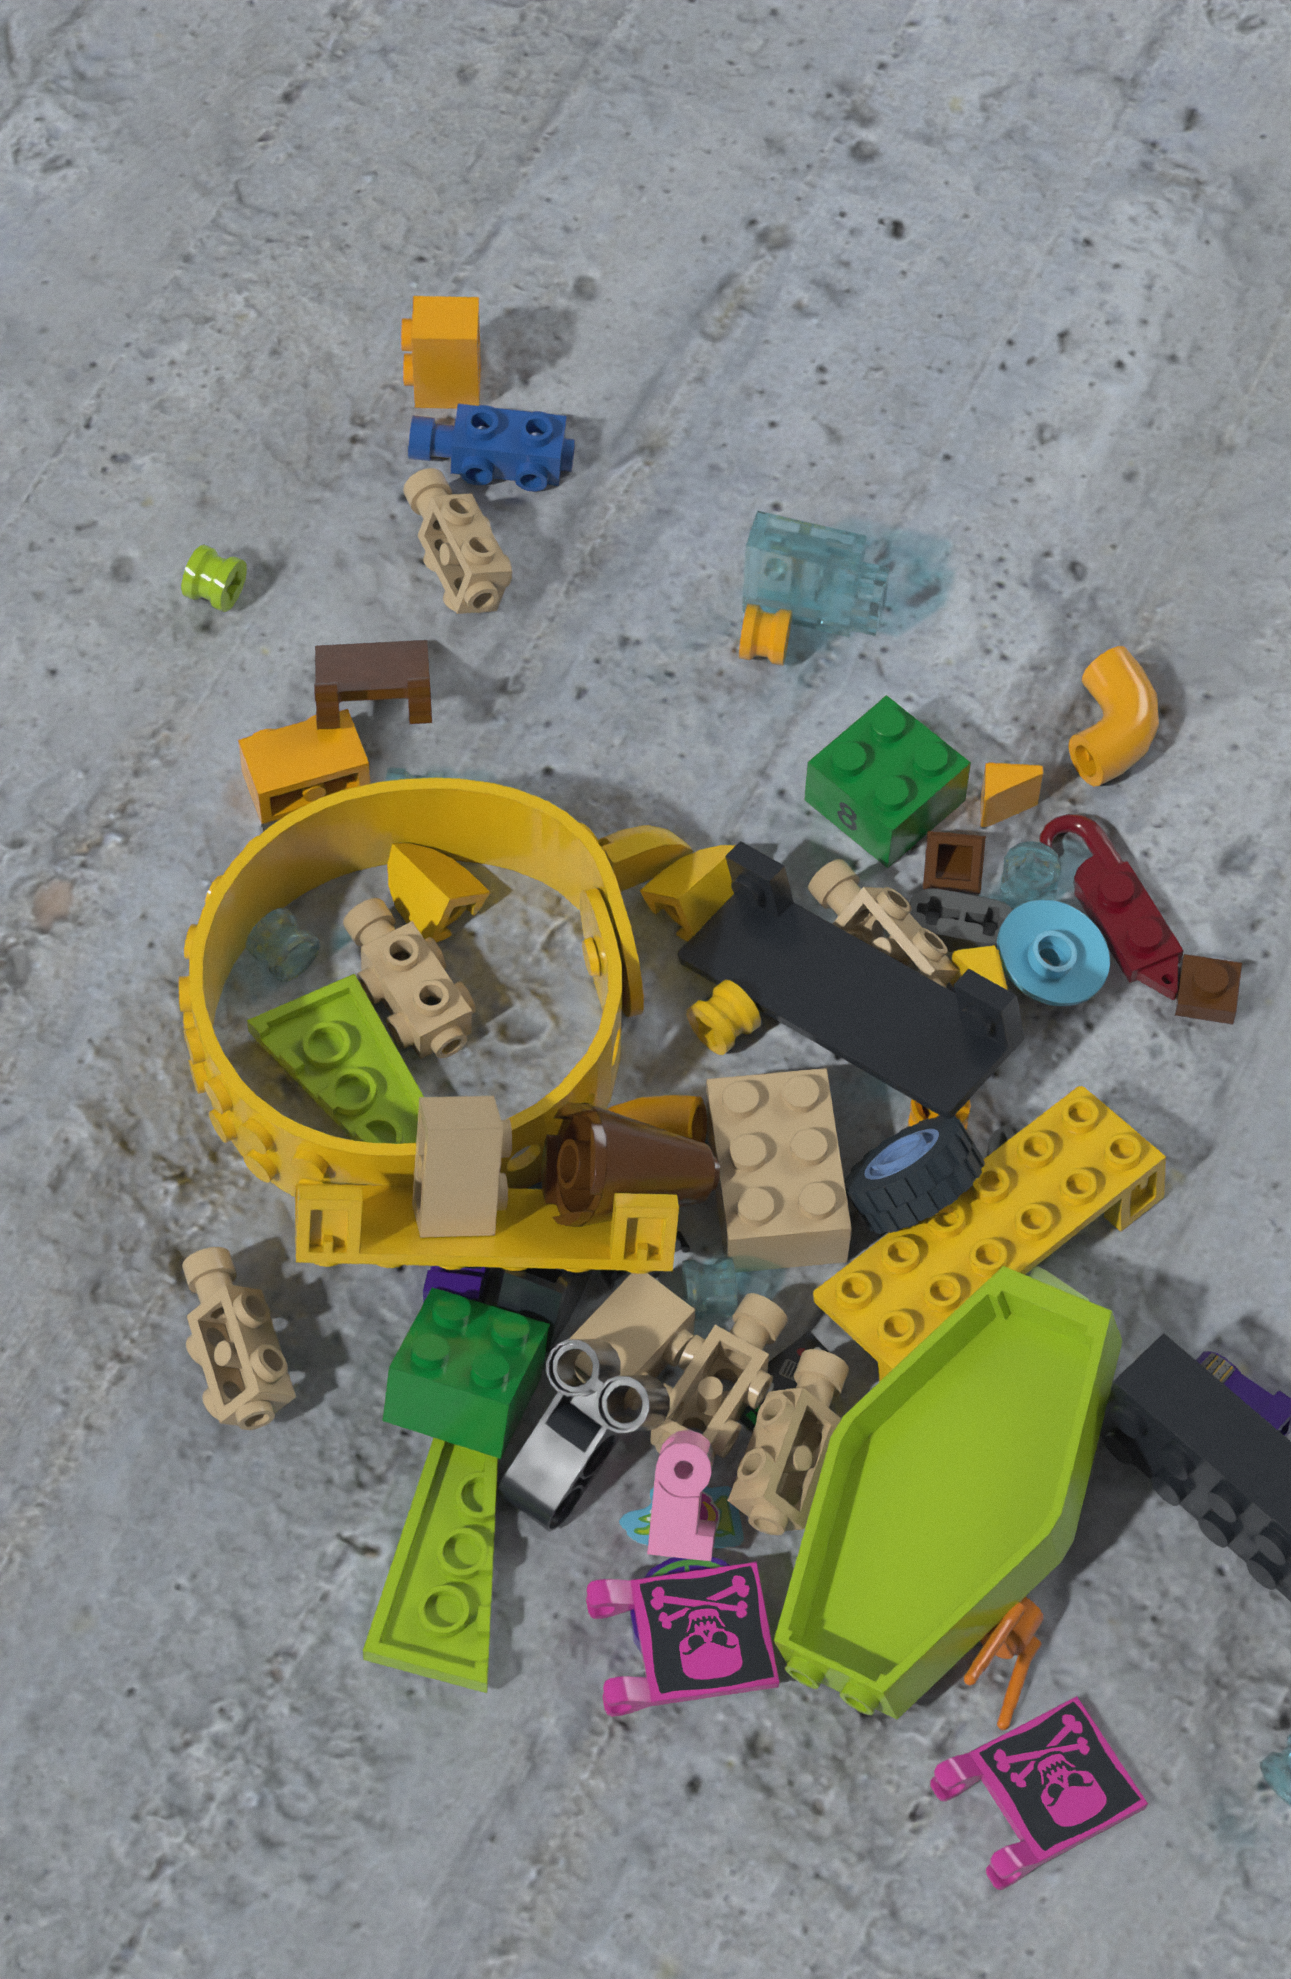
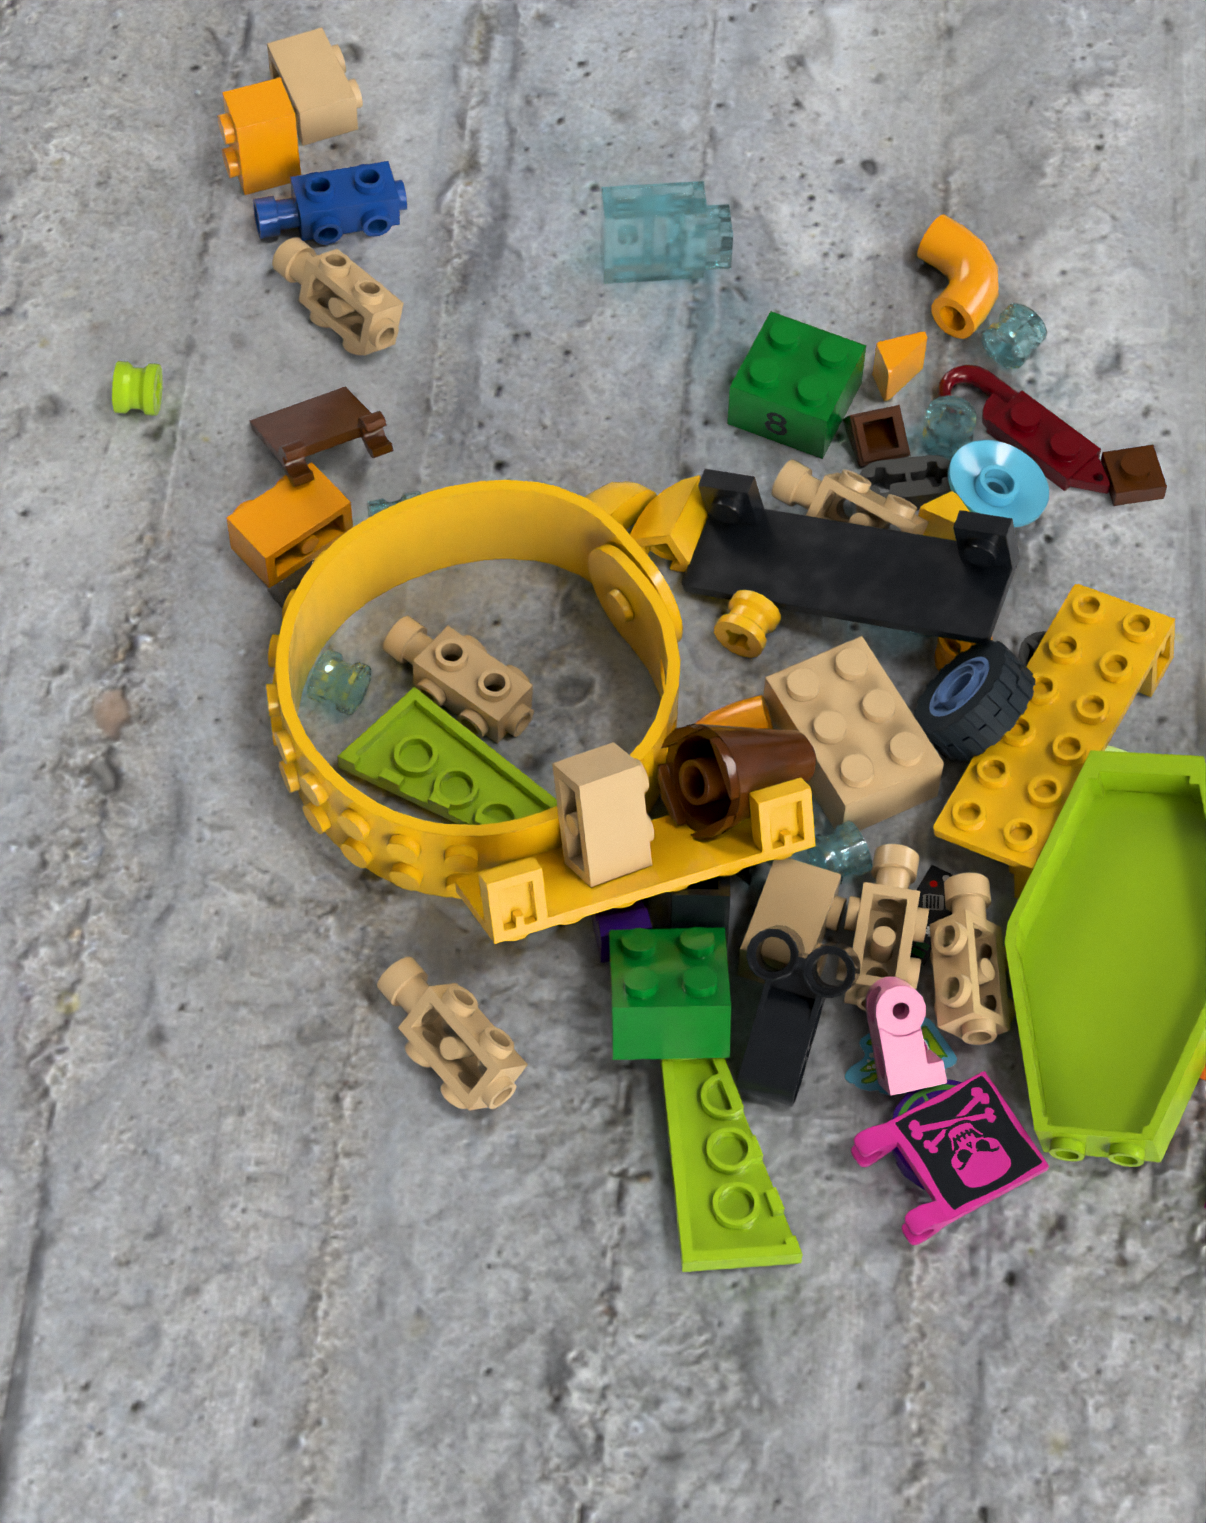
camera: 20 degrees left, 0 degrees up
(431, 889) = (445, 594): yellow brick -> none
(529, 313) = (316, 85): none -> tan brick
(765, 634) = (637, 294): light orange wheel -> none
(1144, 800) = (1014, 335): none -> clear light blue wheel

